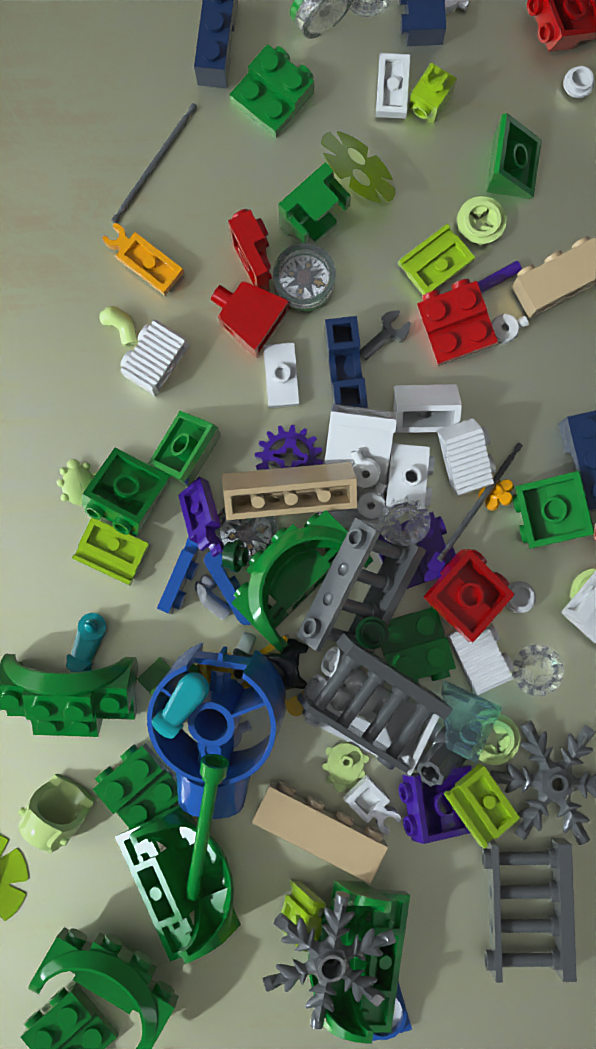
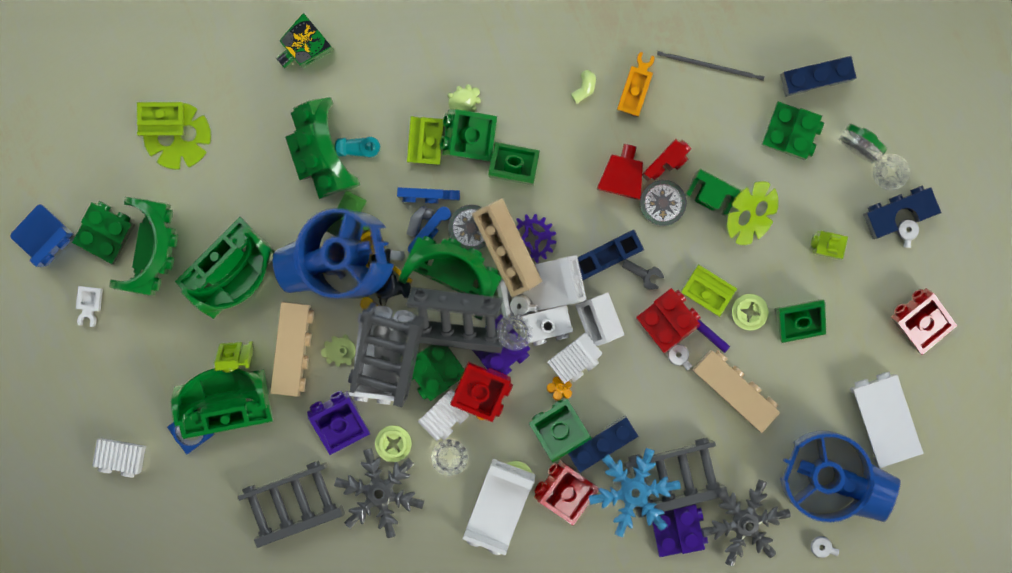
camera: 65 degrees right, 5 degrees up
(54, 813) = (239, 170): yellowish green helmet -> none
(137, 787) = (276, 218): green plate -> none
(153, 357) = (569, 119): white brick -> none
(184, 700) = (344, 231): teal piece -> none
(201, 516) = (470, 194): dark purple plate -> none
(213, 772) = (307, 266): green piece -> none
(235, 555) = (450, 227): dark green plate -> none
(281, 375) = (589, 211): white plate -> none
(329, 960) = (210, 387): dark grey piece -> none
(365, 464) = (544, 292): white piece -> none
(370, 802) = (321, 375): white plate -> none
(372, 632) = (432, 336): dark green plate -> none
(392, 85) = (826, 215): white plate -> none
(438, 761) = (373, 414): dark grey piece -> none
(469, 721) = (398, 421): clear light blue wing -> none
(479, 502) = (550, 379): dark grey piece -> none
(481, 805) = (346, 449): lime plate -> none
(523, 599) = (494, 430): white plate -> none
(579, 82) = (877, 346): white plate -> none

